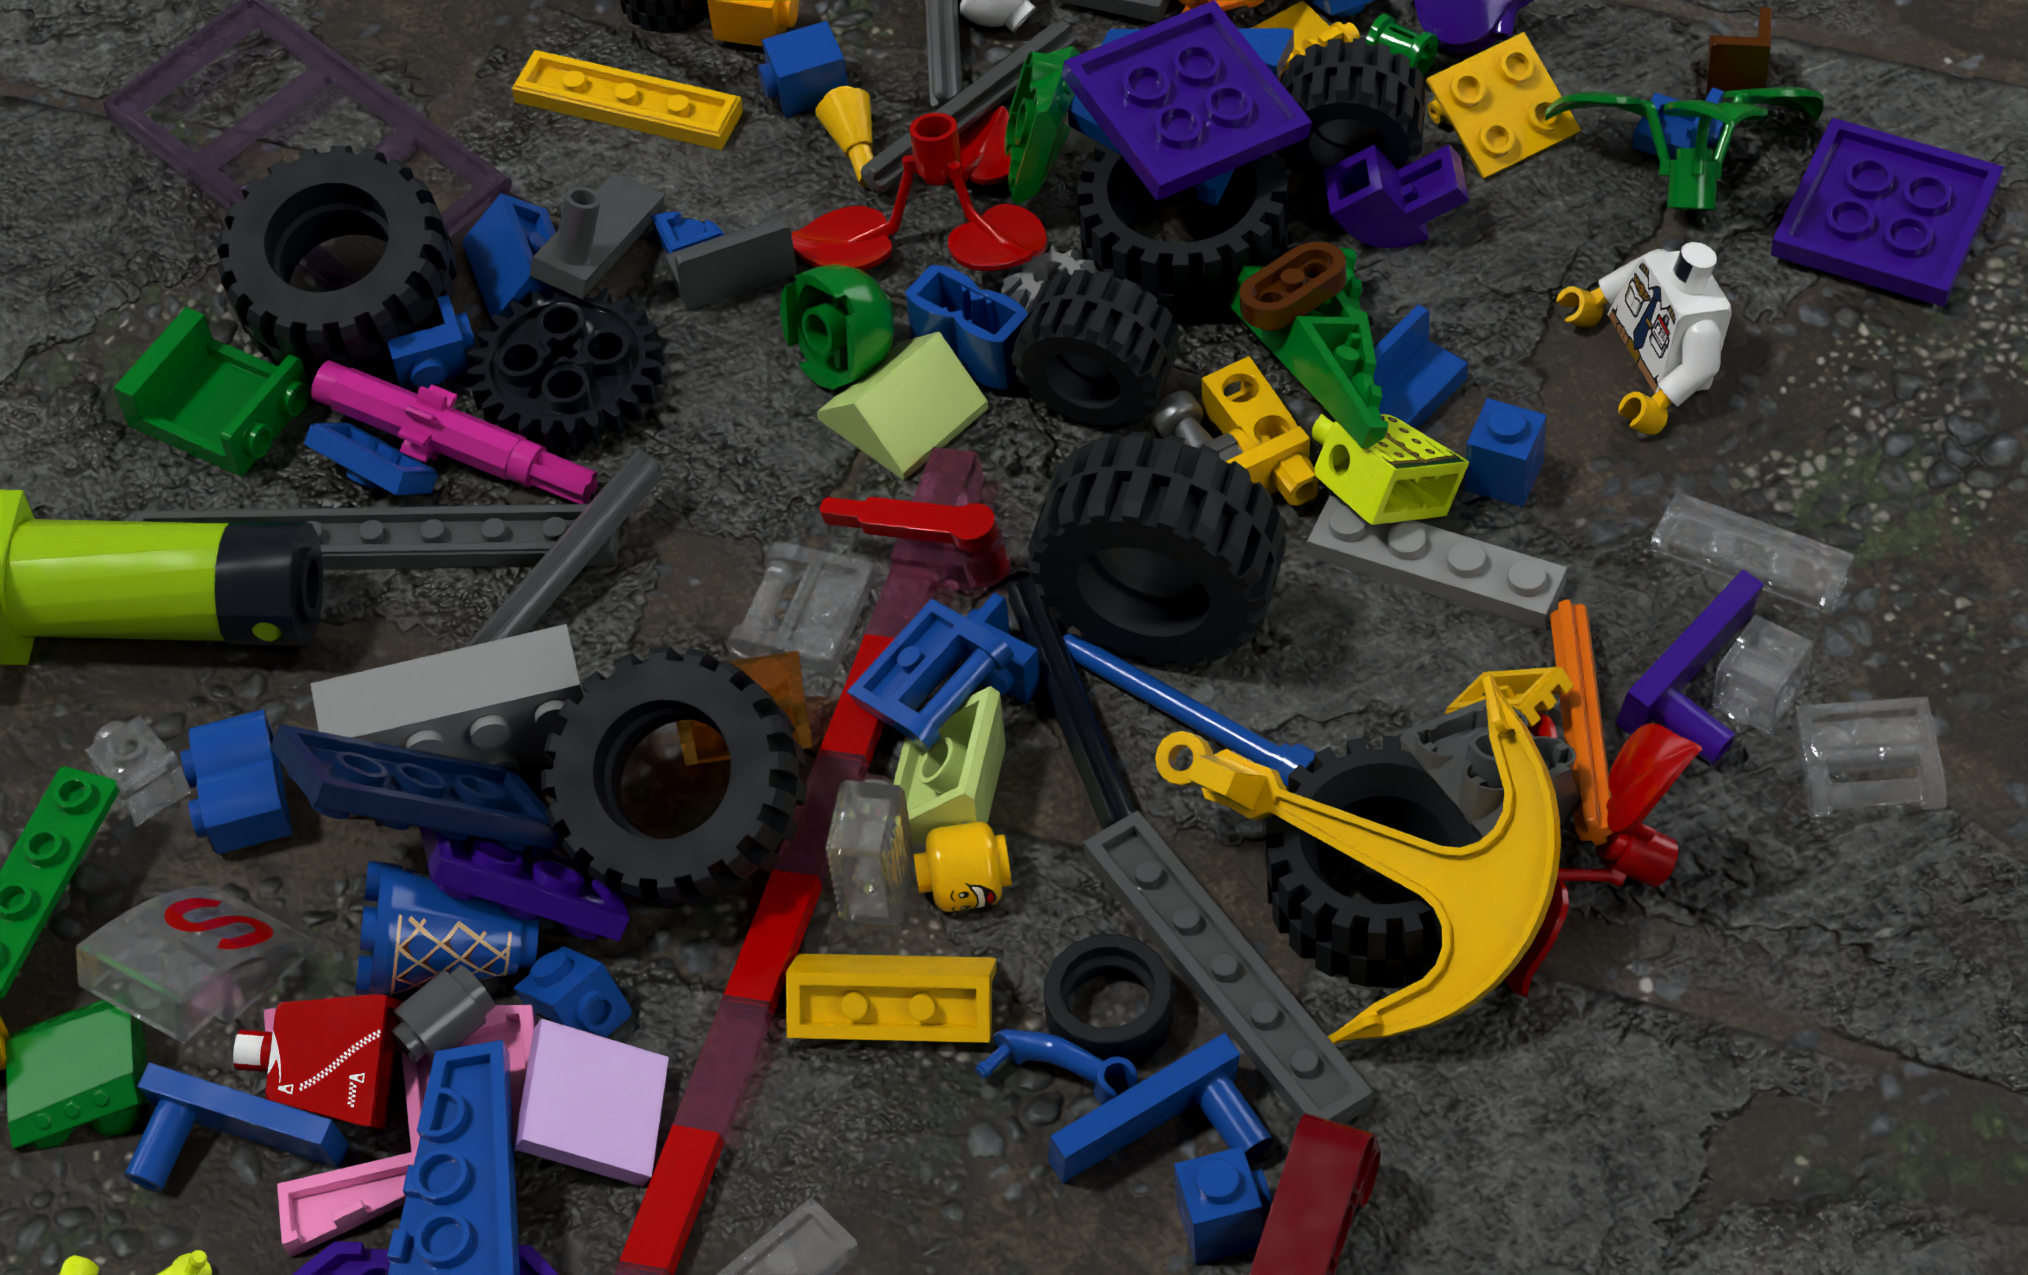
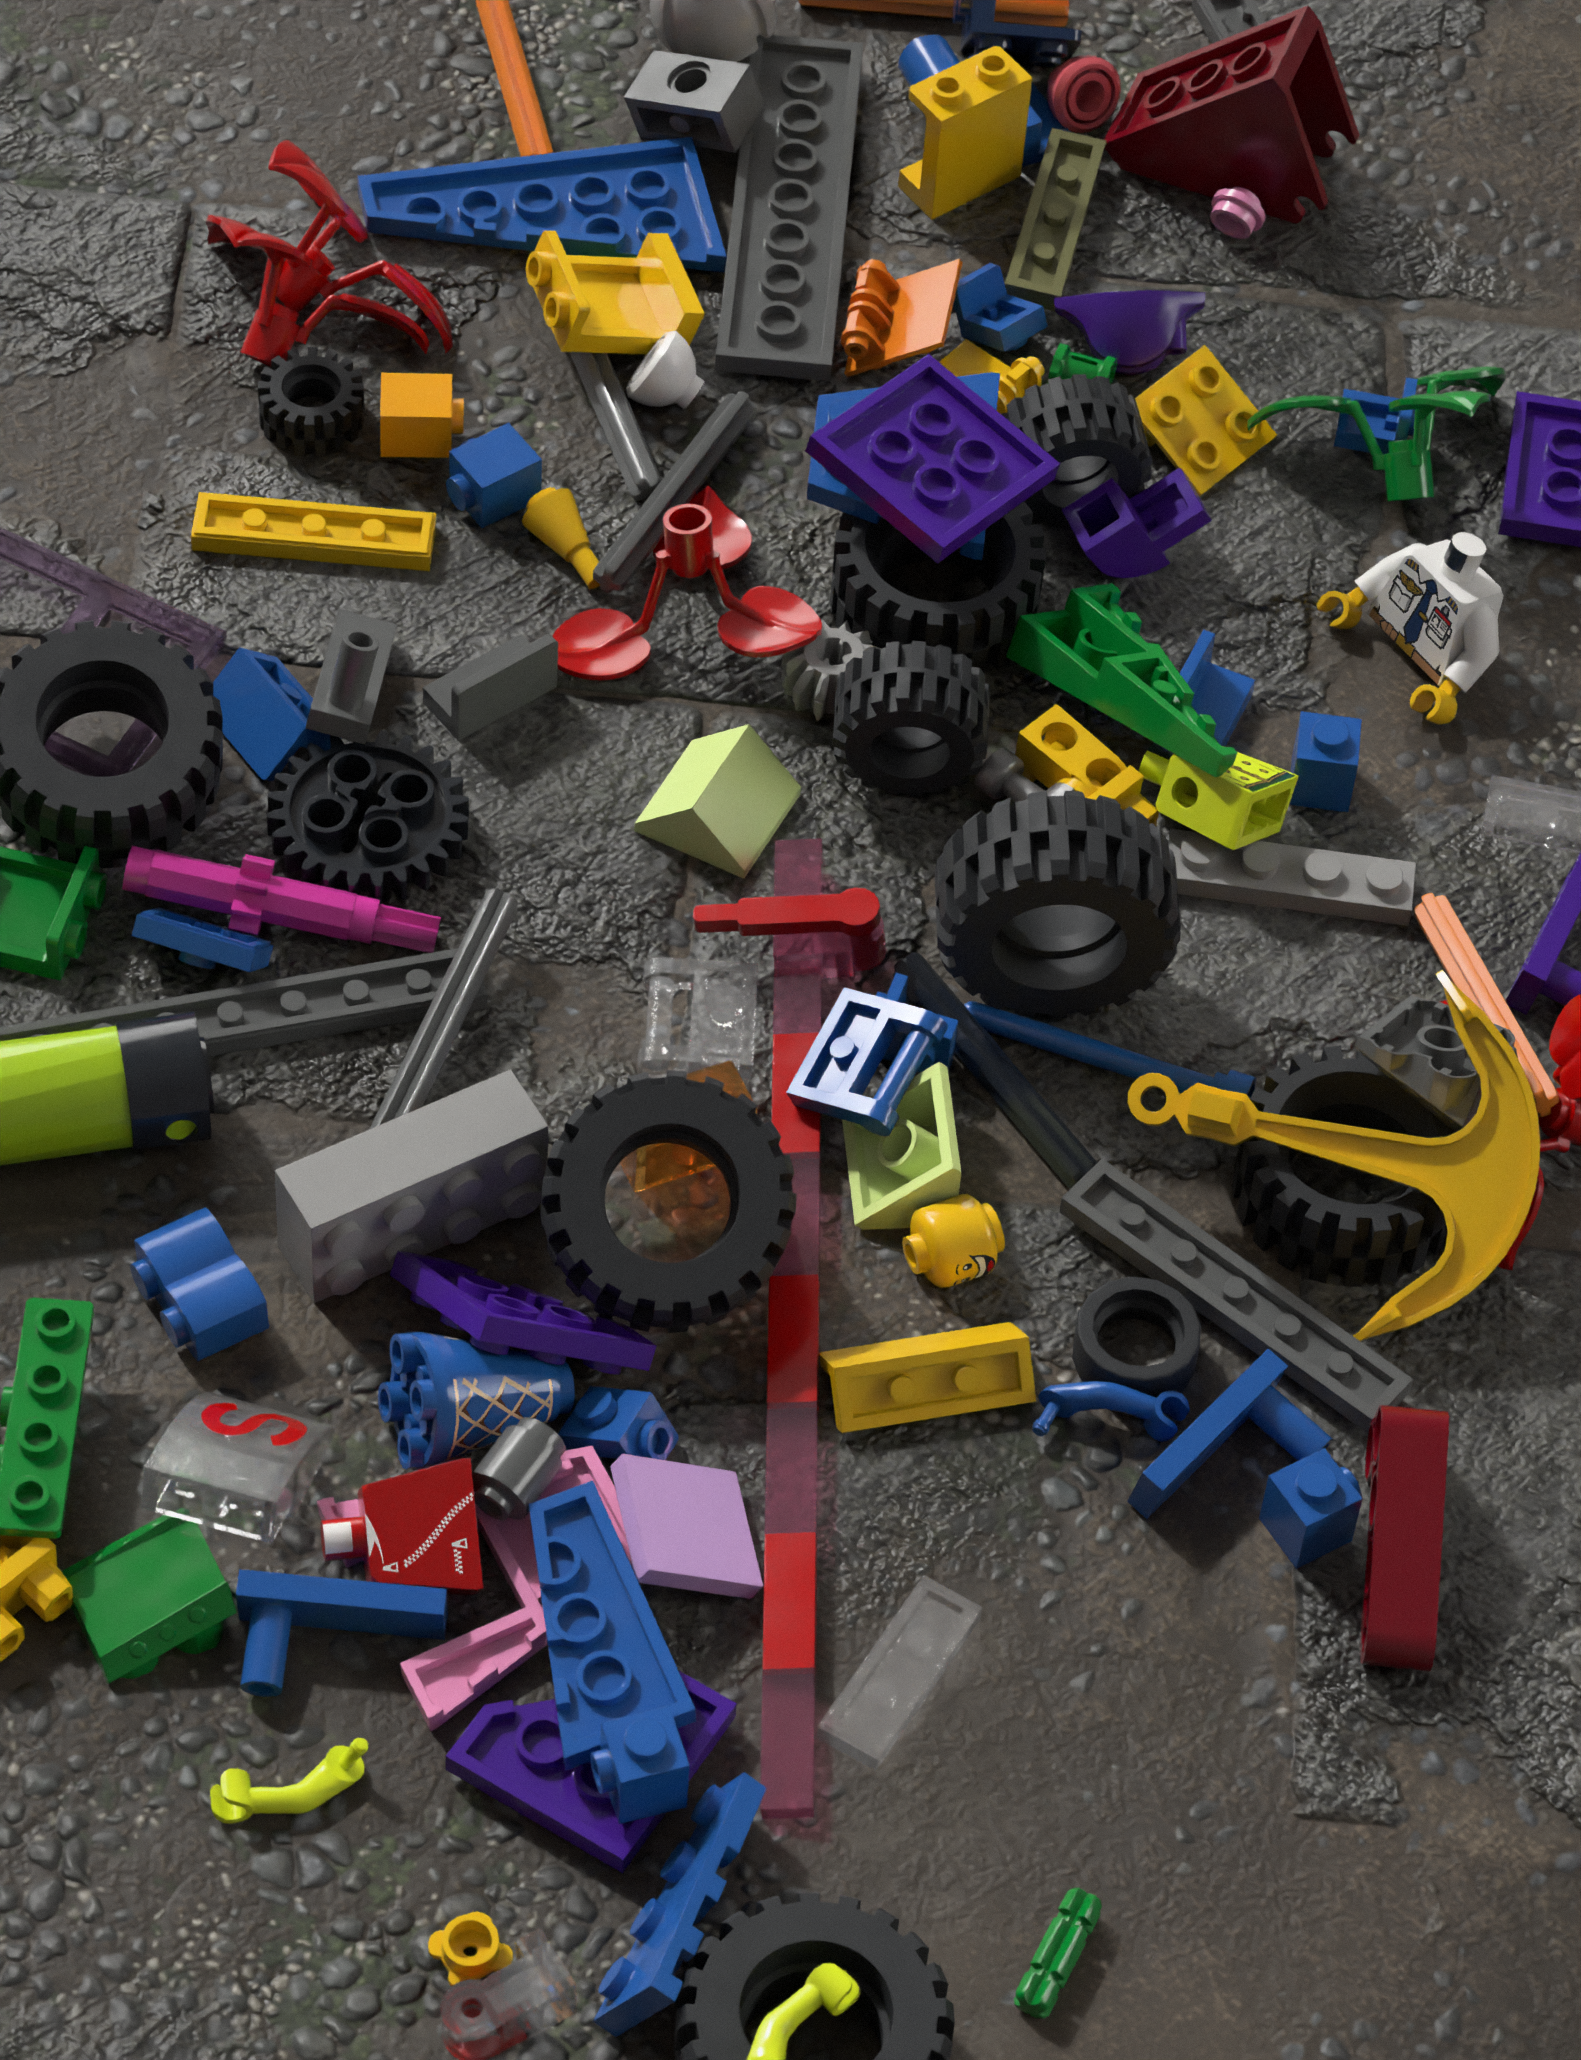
camera: 25 degrees left, 0 degrees up
(134, 758) = (92, 1276): clear brick -> none
(413, 788) = (422, 1255): dark blue plate -> none
(435, 352) = (226, 823): blue bracket -> none
(680, 233) = (427, 663): blue tile -> none
(838, 322) = (636, 732): green cylinder -> none
(870, 852) = (873, 1240): clear brick -> none
(974, 322) = (785, 711): blue brick -> none
(1037, 121) = (770, 496): green slope -> none
(1293, 285) = (1088, 628): reddish brown plate -> none
(1523, 688) = (1390, 988): yellow tile -> none
(1740, 61) = (1410, 347): reddish brown panel -> none

